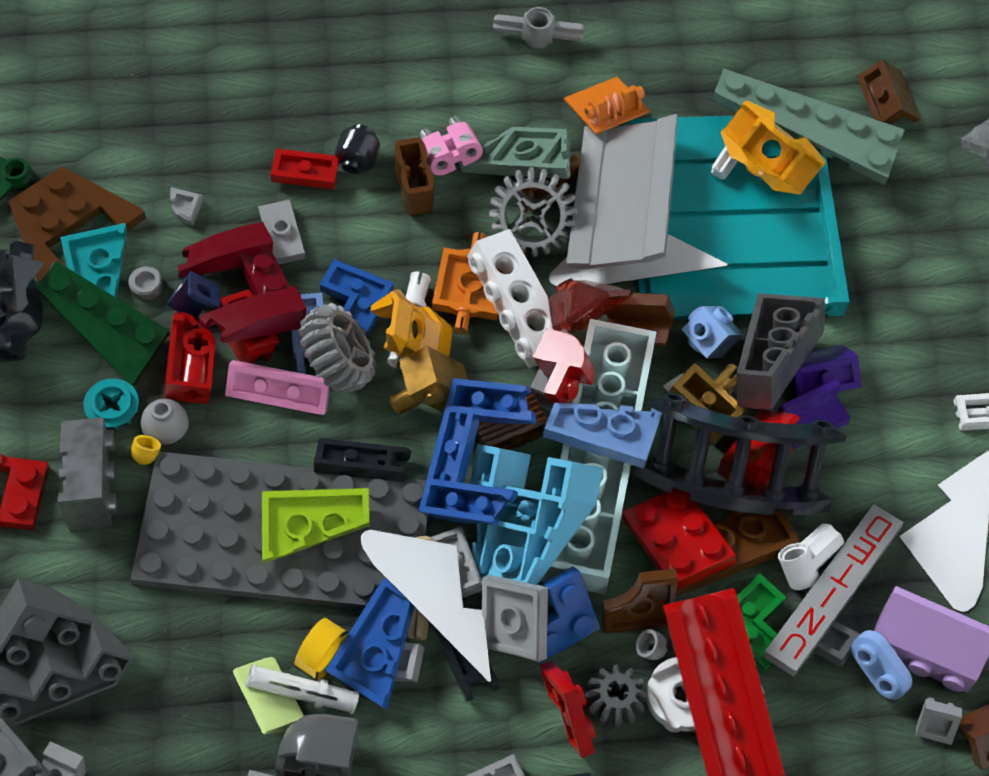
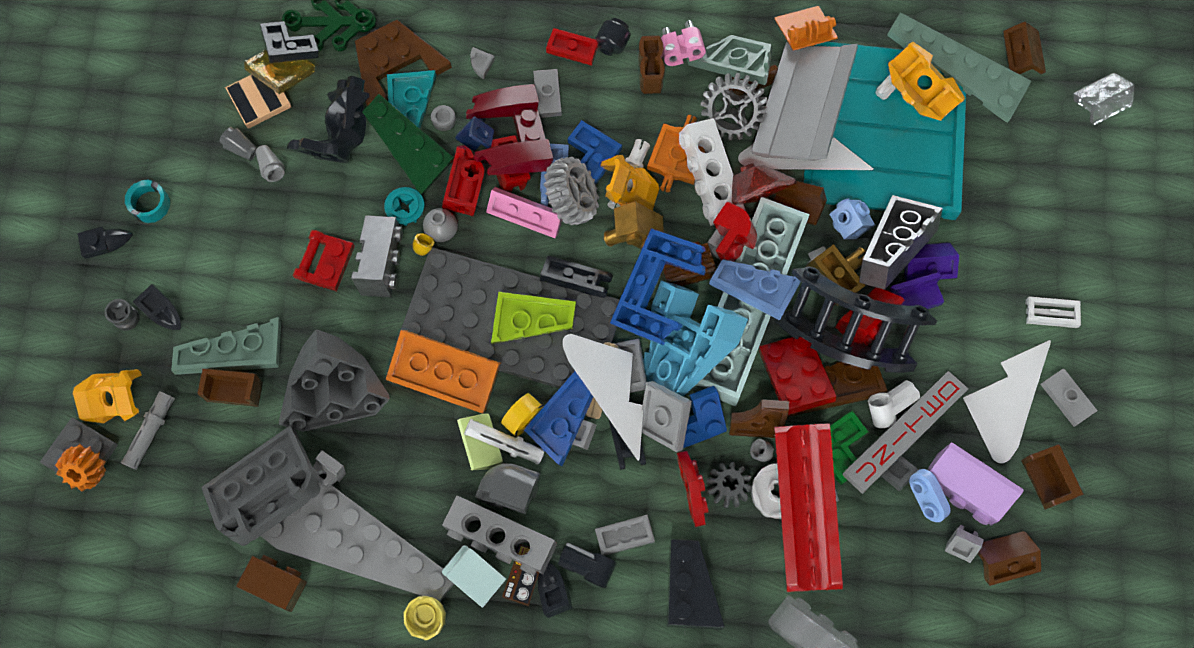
camera: 15 degrees right, 10 degrees up
(201, 610) = (443, 371): none -> orange plate

